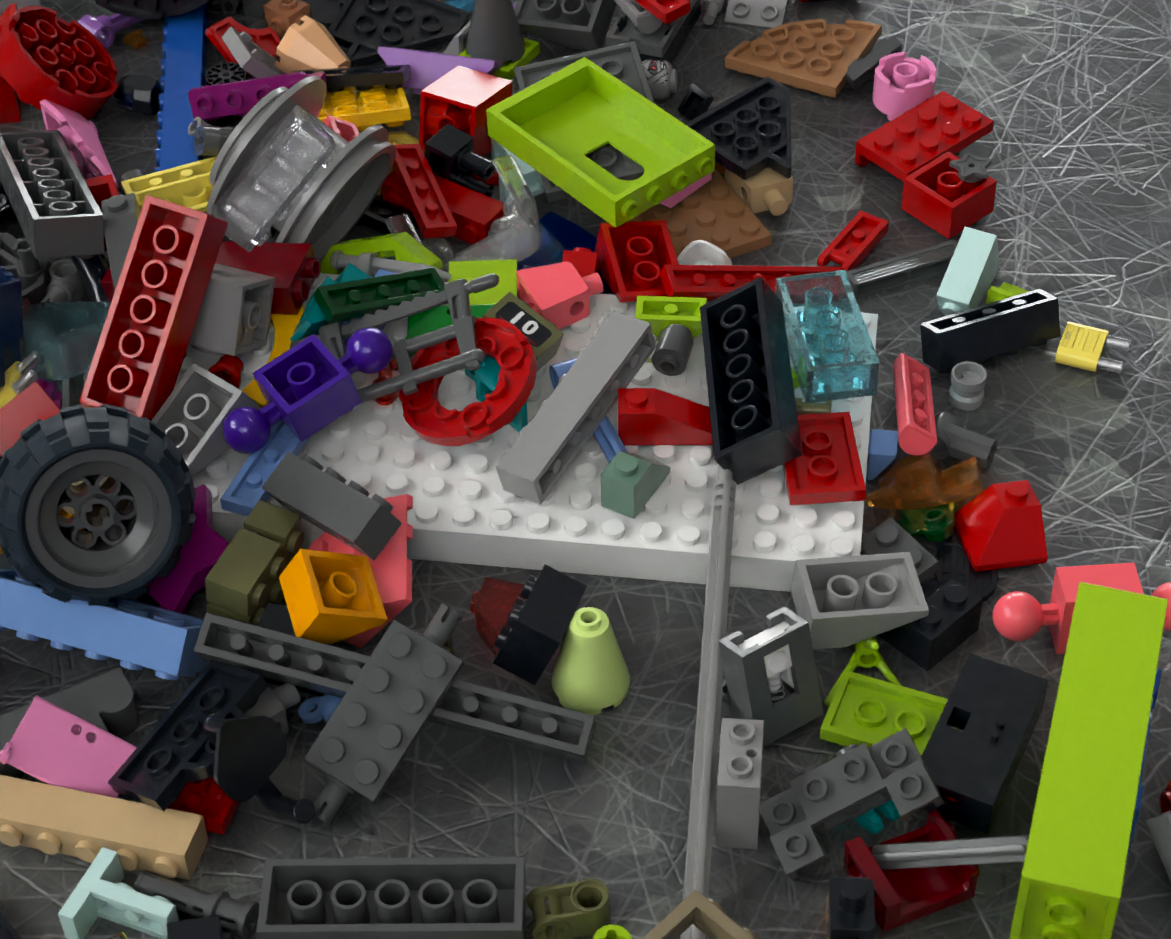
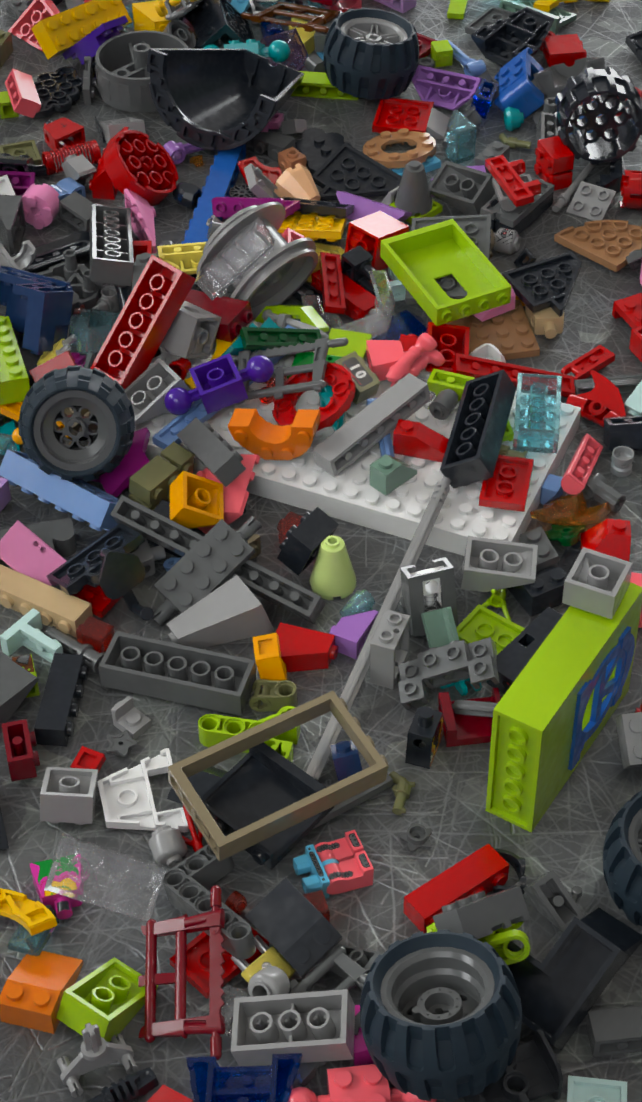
camera: 15 degrees right, 0 degrees up
(226, 868) = (95, 633): none -> clear red brick
(427, 464) = (273, 440): none -> orange brick
(433, 789) = (221, 617): none -> light grey slope
(545, 846) = (268, 657): none -> light orange slope
(583, 816) = (305, 648): none -> red slope
(606, 288) = (416, 359): none -> coral piece
(649, 714) = (360, 602): none -> clear light blue cone
(660, 766) = (352, 632): none -> medium lavender slope
(807, 728) = (439, 627): none -> sand green panel
(901, 299) = (600, 402): none -> red pin
(1104, 609) = (597, 583): none -> light grey slope

